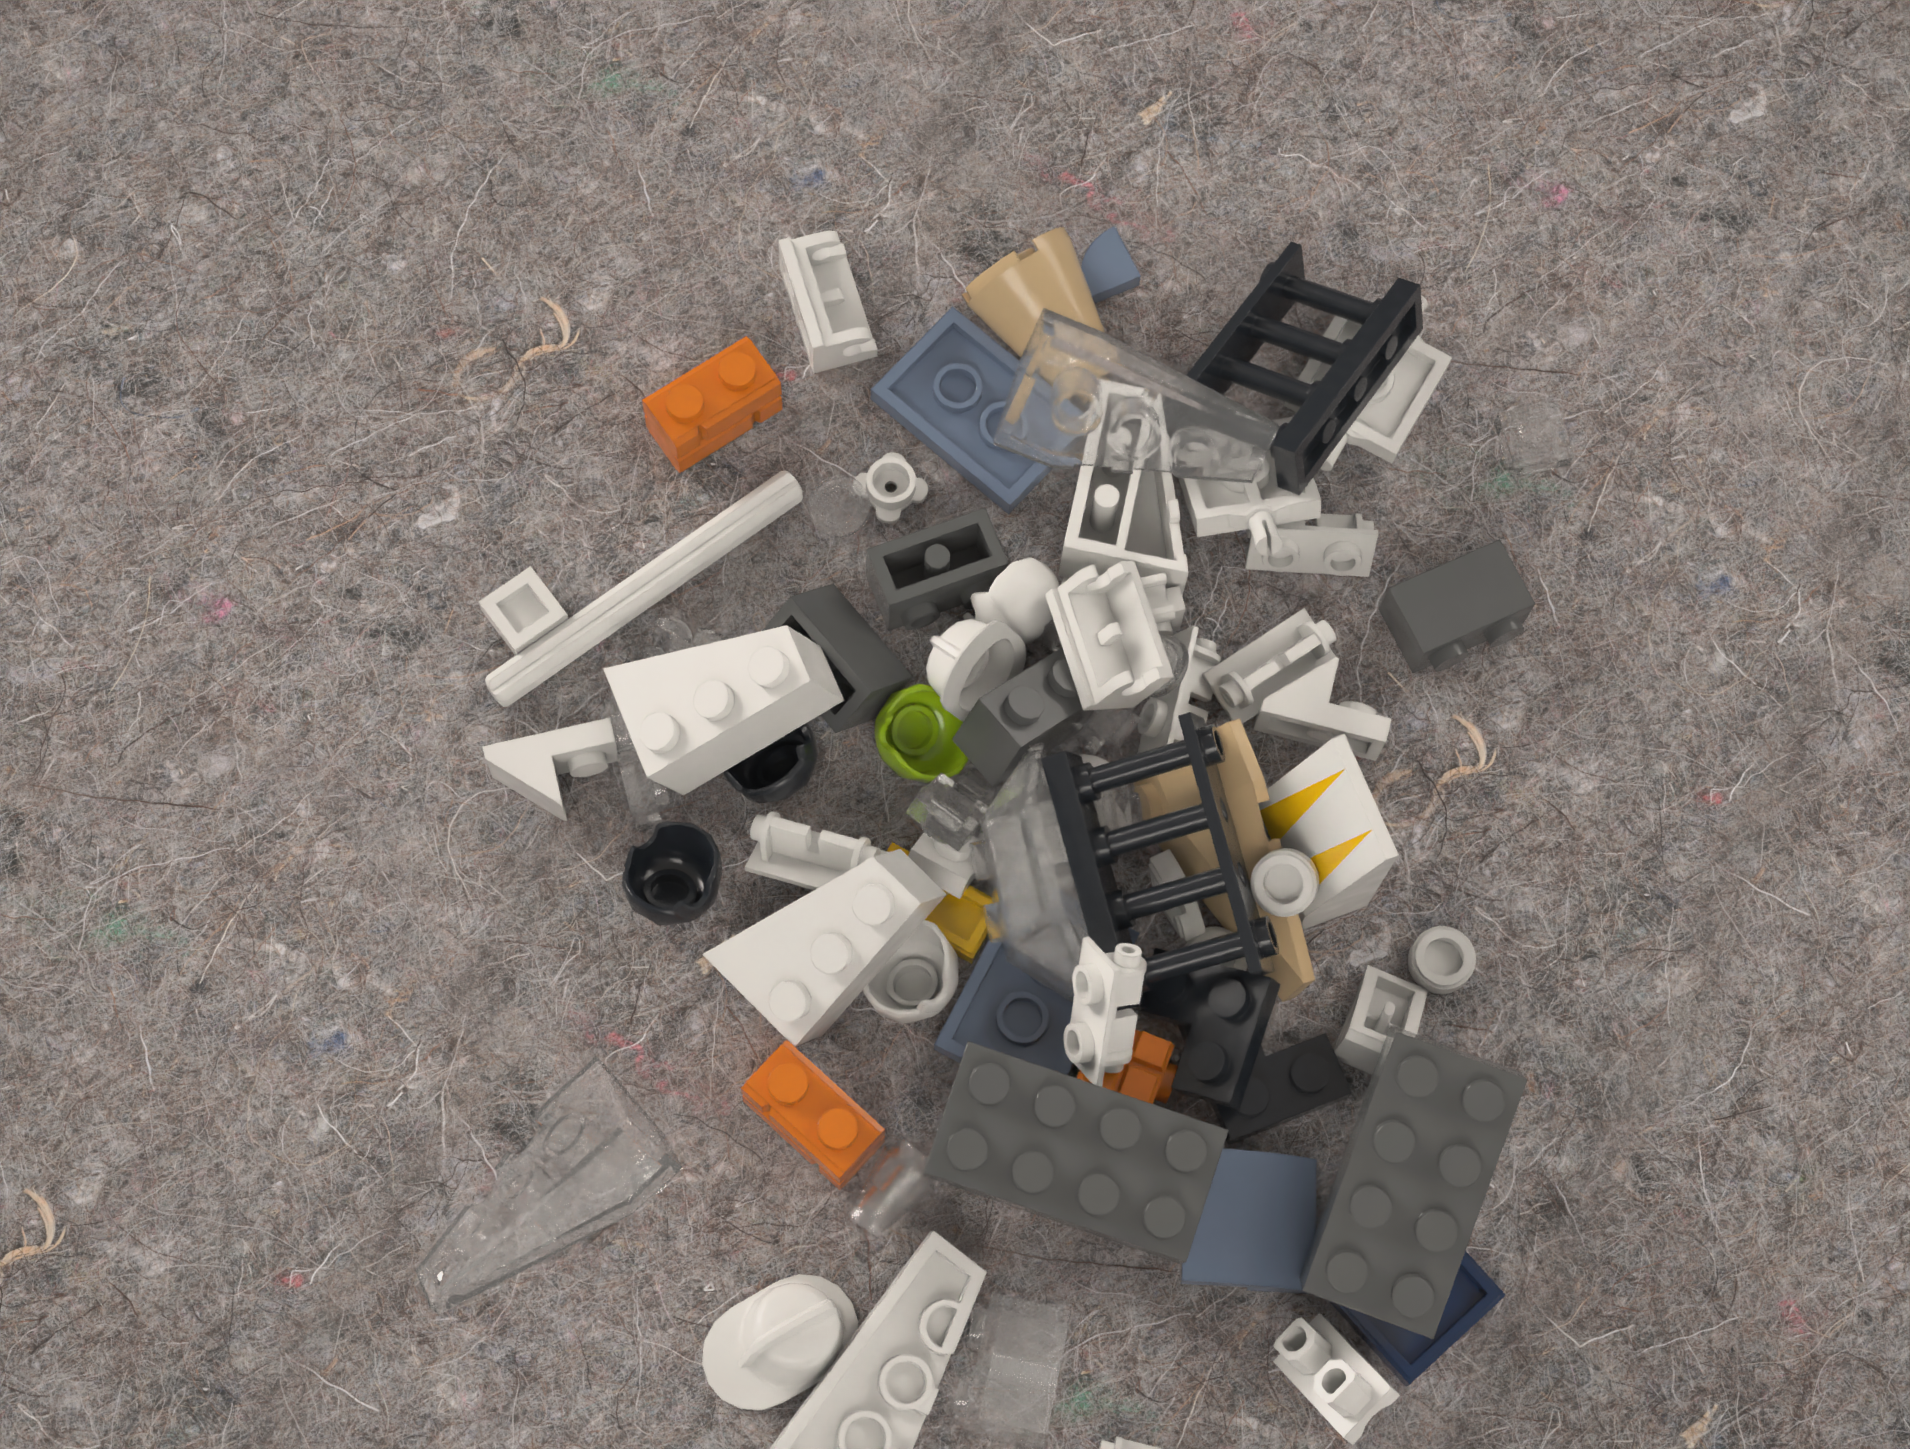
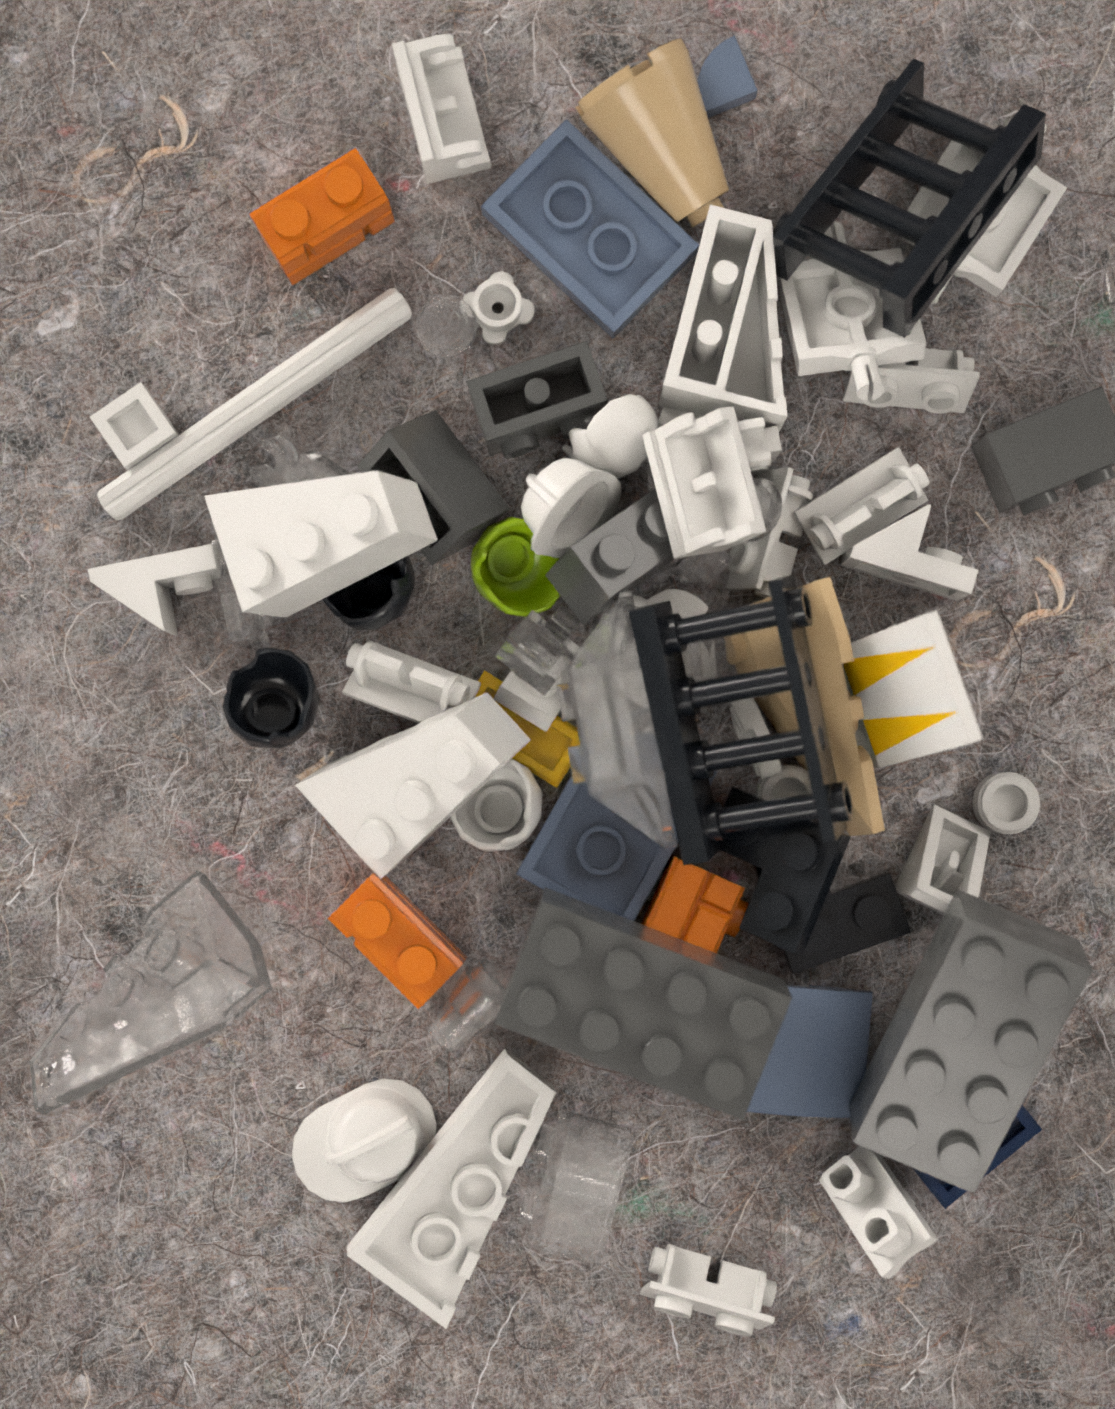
camera: 10 degrees right, 15 degrees up
(1098, 1034) = (677, 866): white hinge -> none
(1113, 407) = (723, 239): clear wedge -> none
(1284, 882) = (863, 743): white tile -> none

